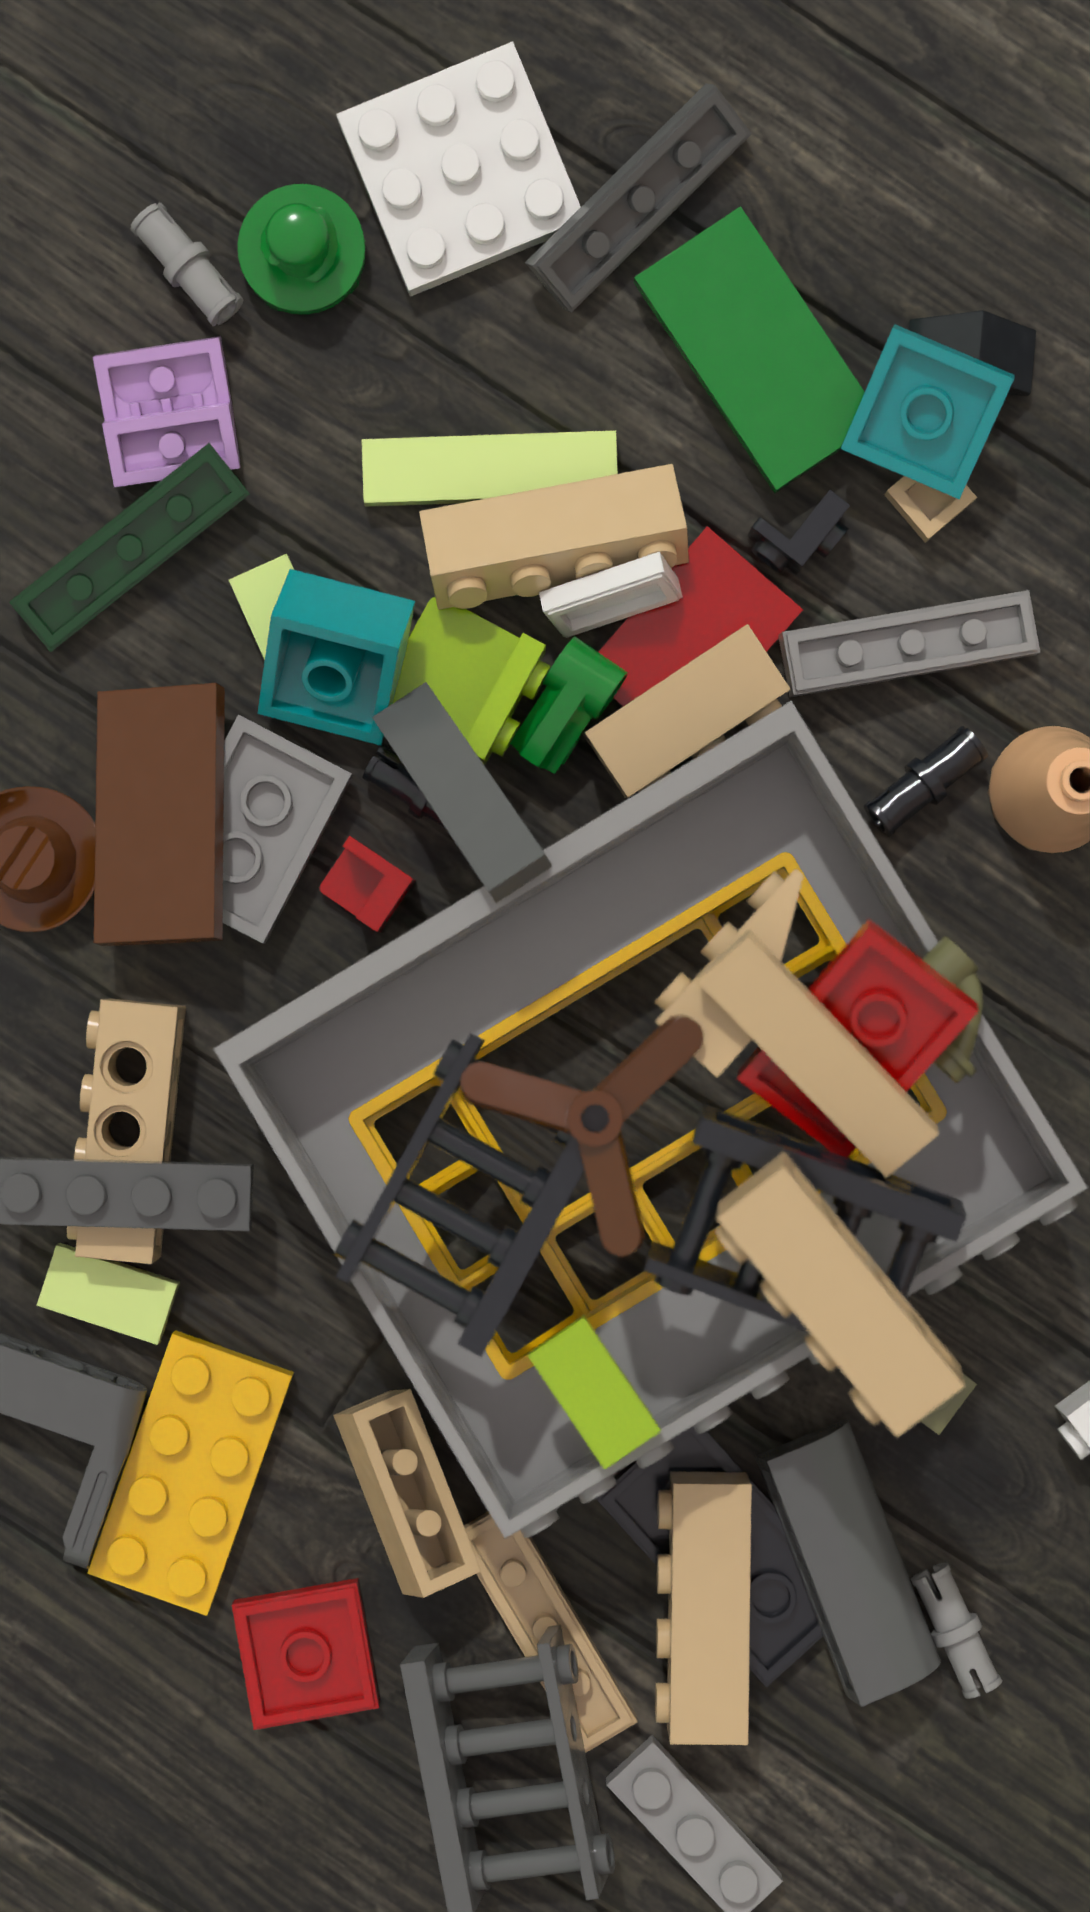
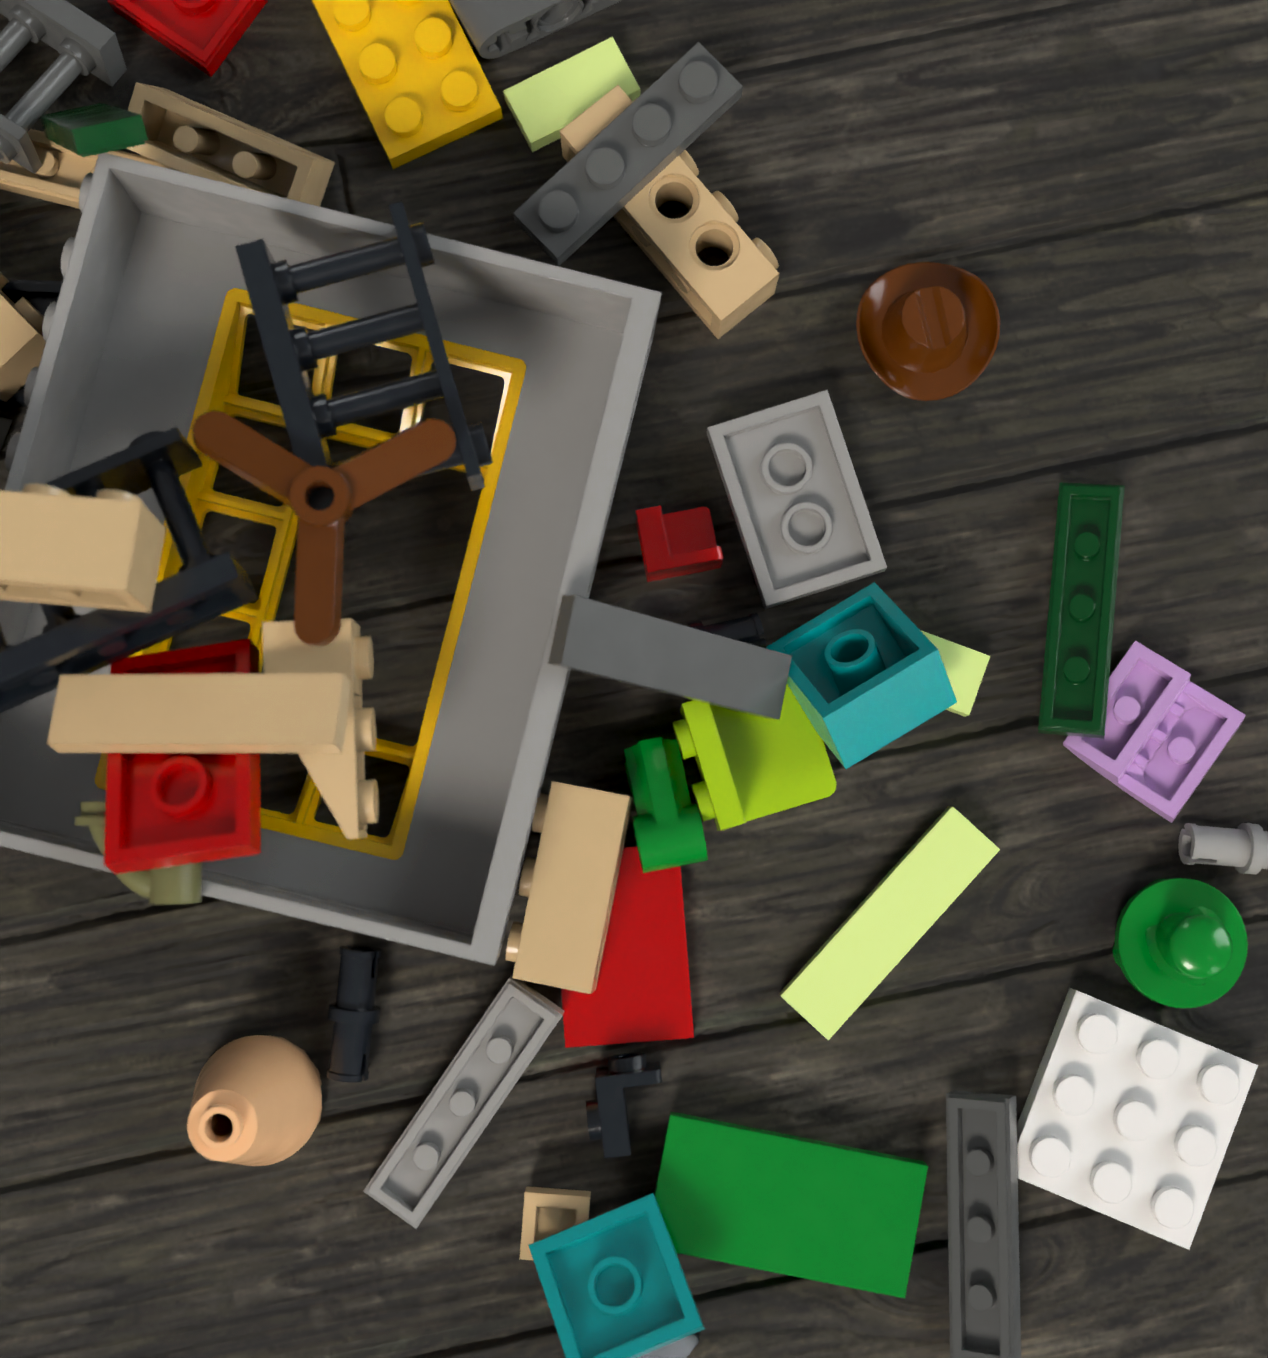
camera: 135 degrees right, 5 degrees down
(159, 815) = (869, 442): reddish brown tile -> none
(490, 1583) = (94, 129): none -> dark green tile
(552, 535) = (793, 918): tan brick -> none
(594, 1392) = (134, 313): lime tile -> none
(611, 595) = (711, 917): white tile -> none

